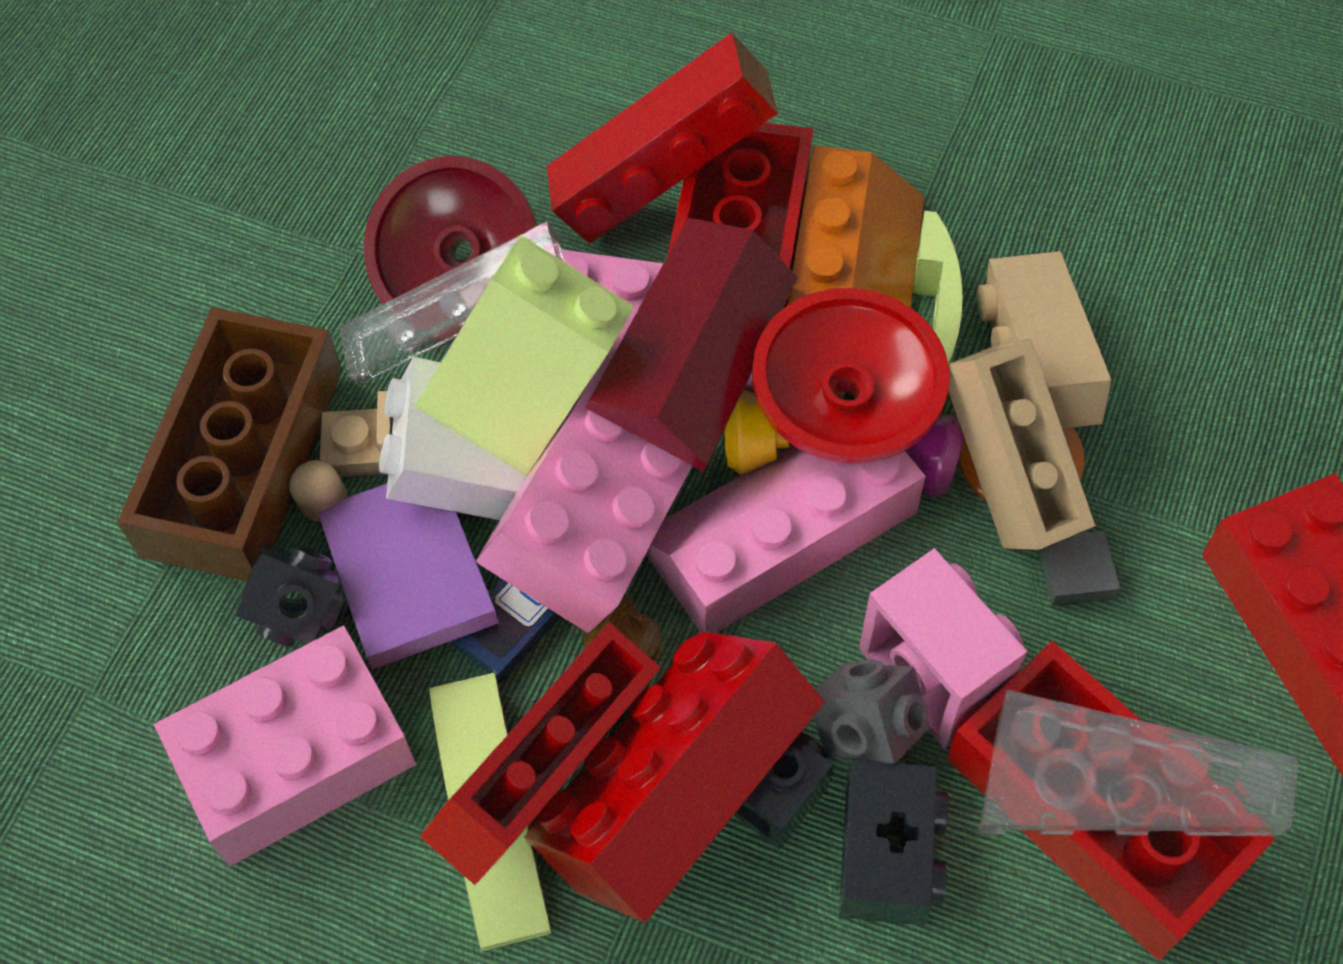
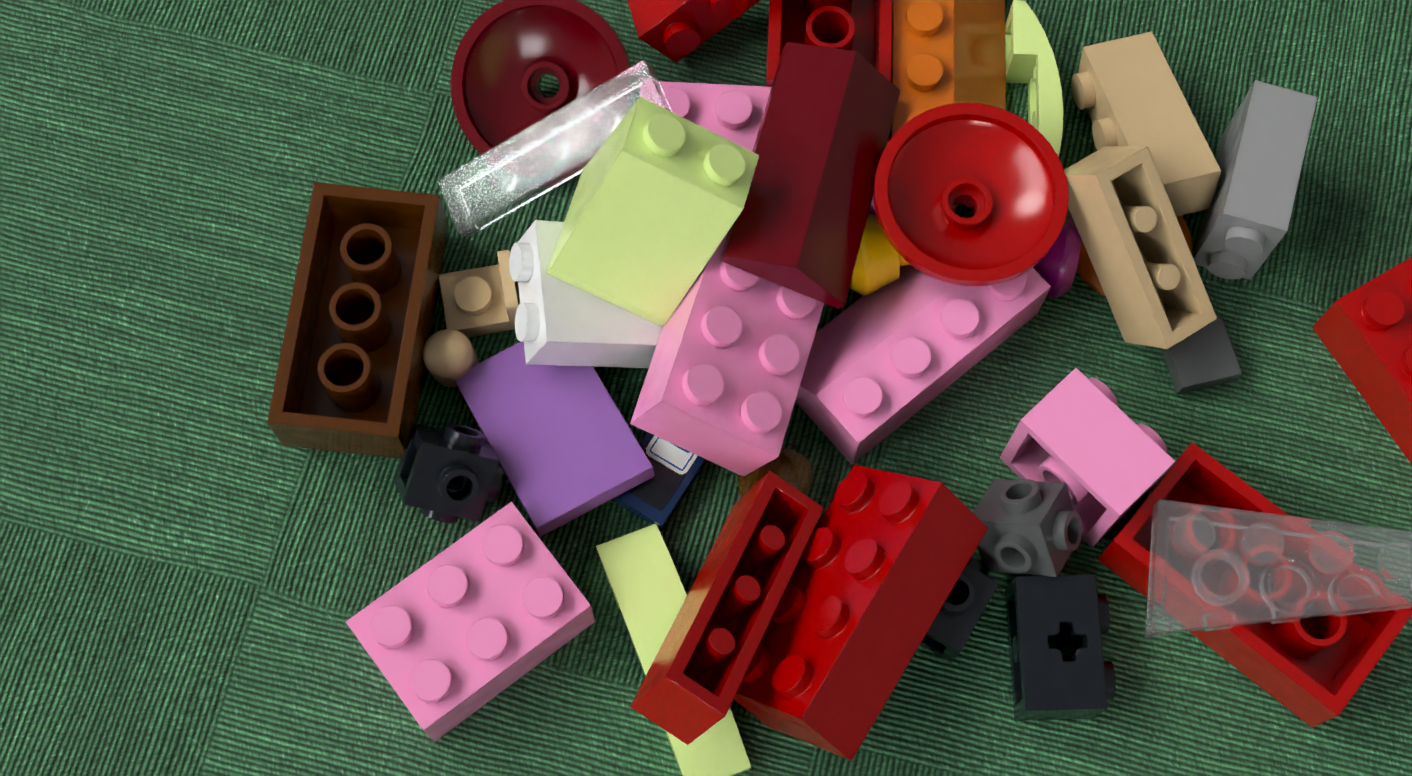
camera: 10 degrees left, 10 degrees up
(1148, 399) = (1257, 182): none -> light grey brick

